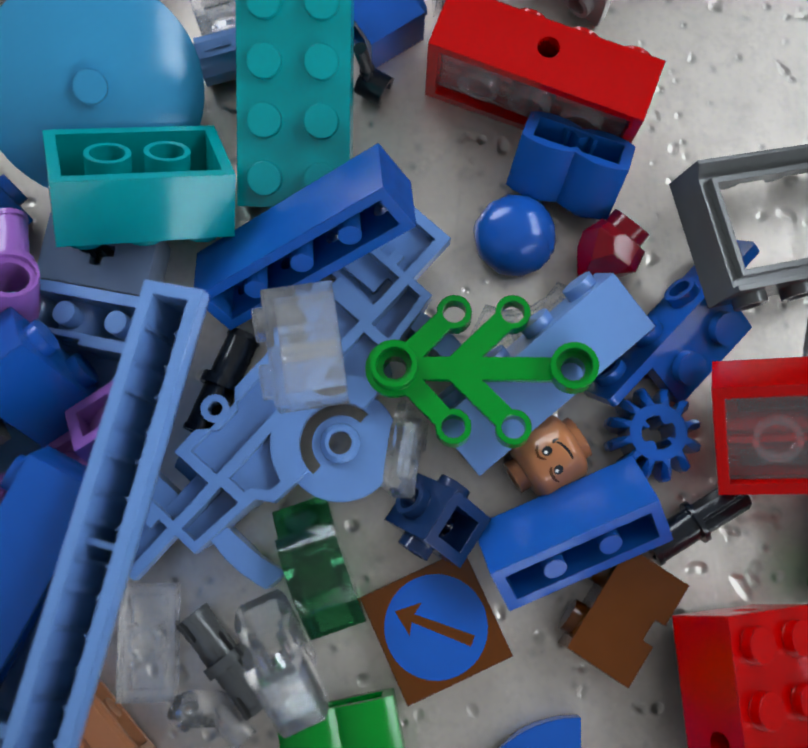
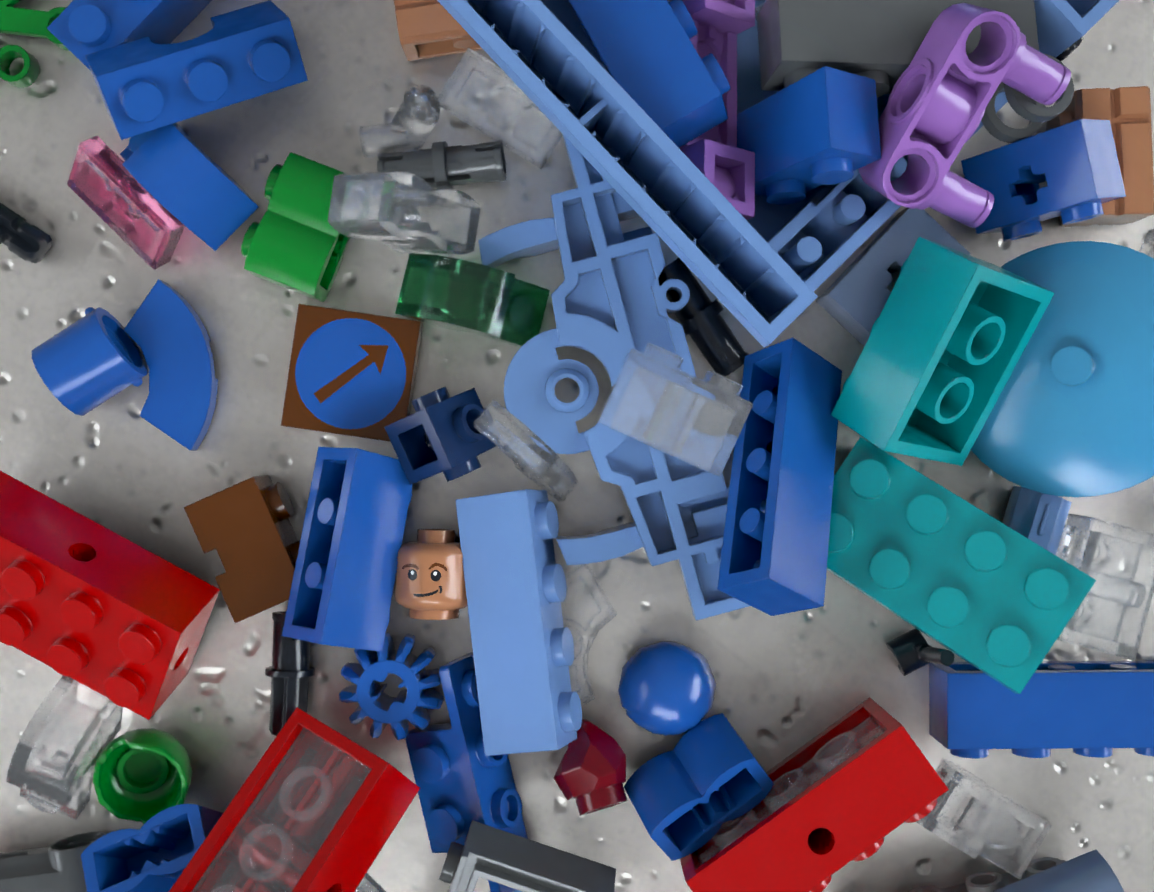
camera: 125 degrees right, 10 degrees up
(470, 369) = (555, 553): green plant -> none

